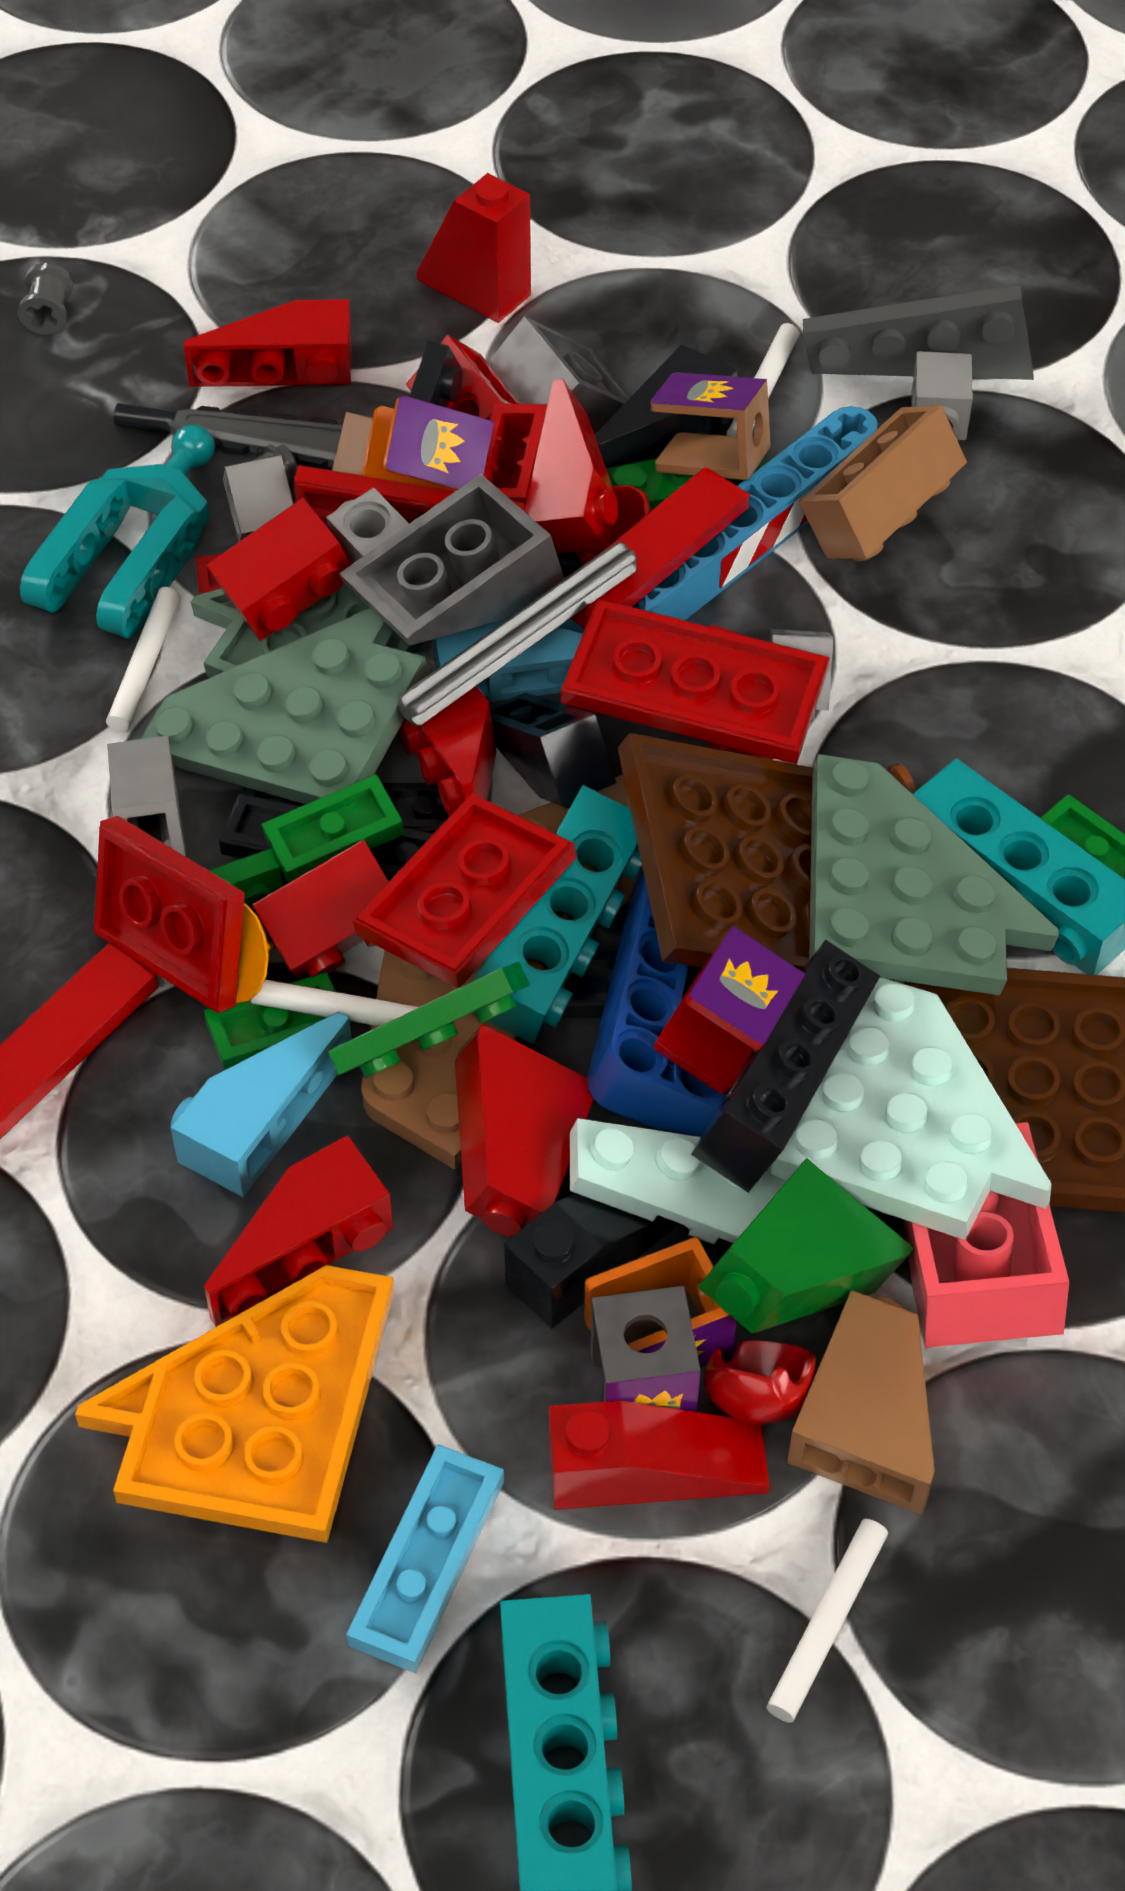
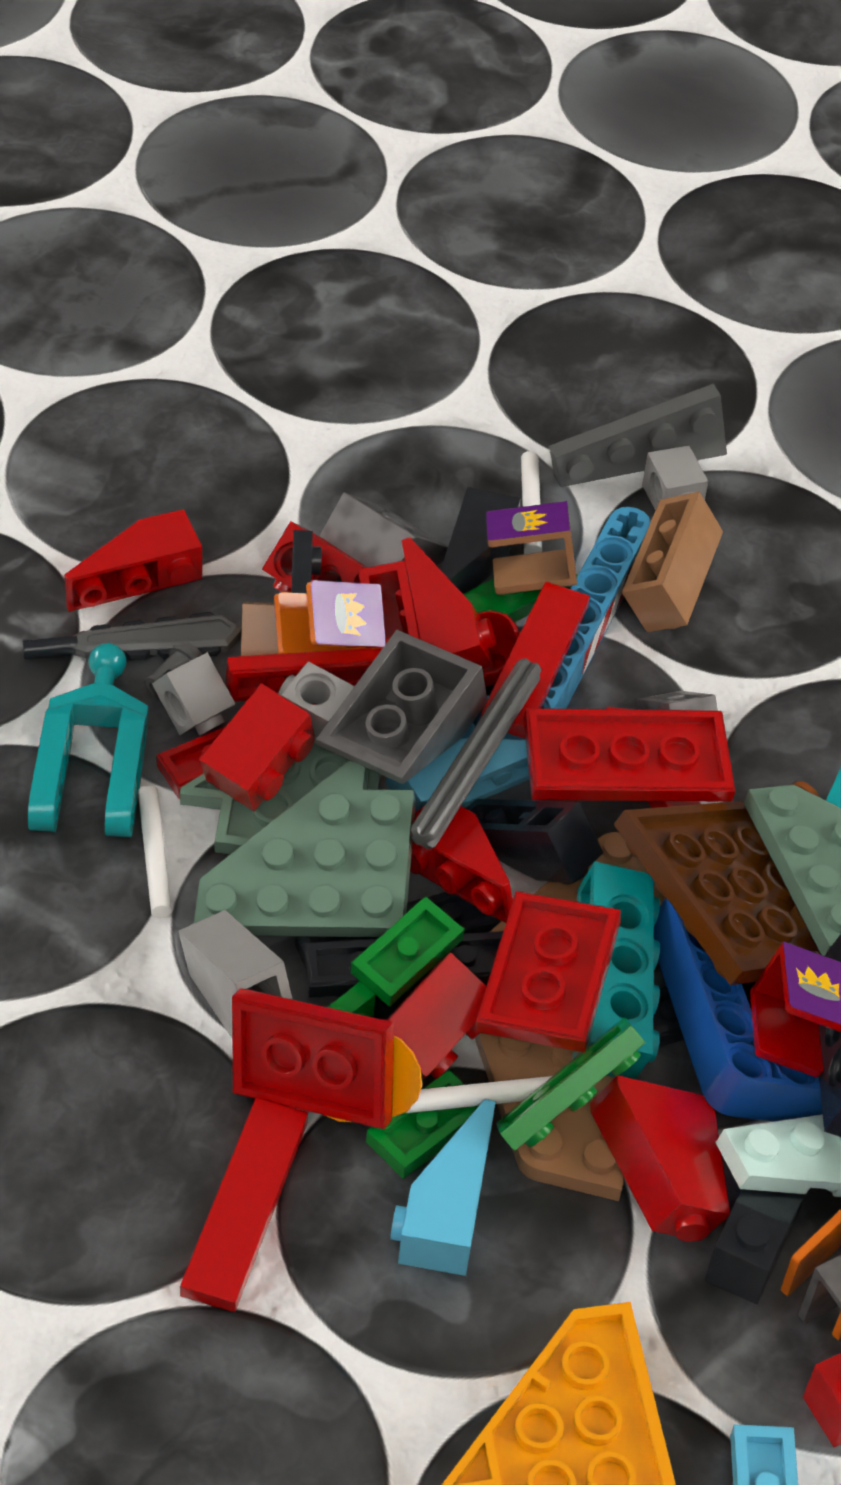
camera: 25 degrees left, 5 degrees down
(308, 1221) = (545, 1267): red slope -> none
(483, 249) = (270, 444): red slope -> none

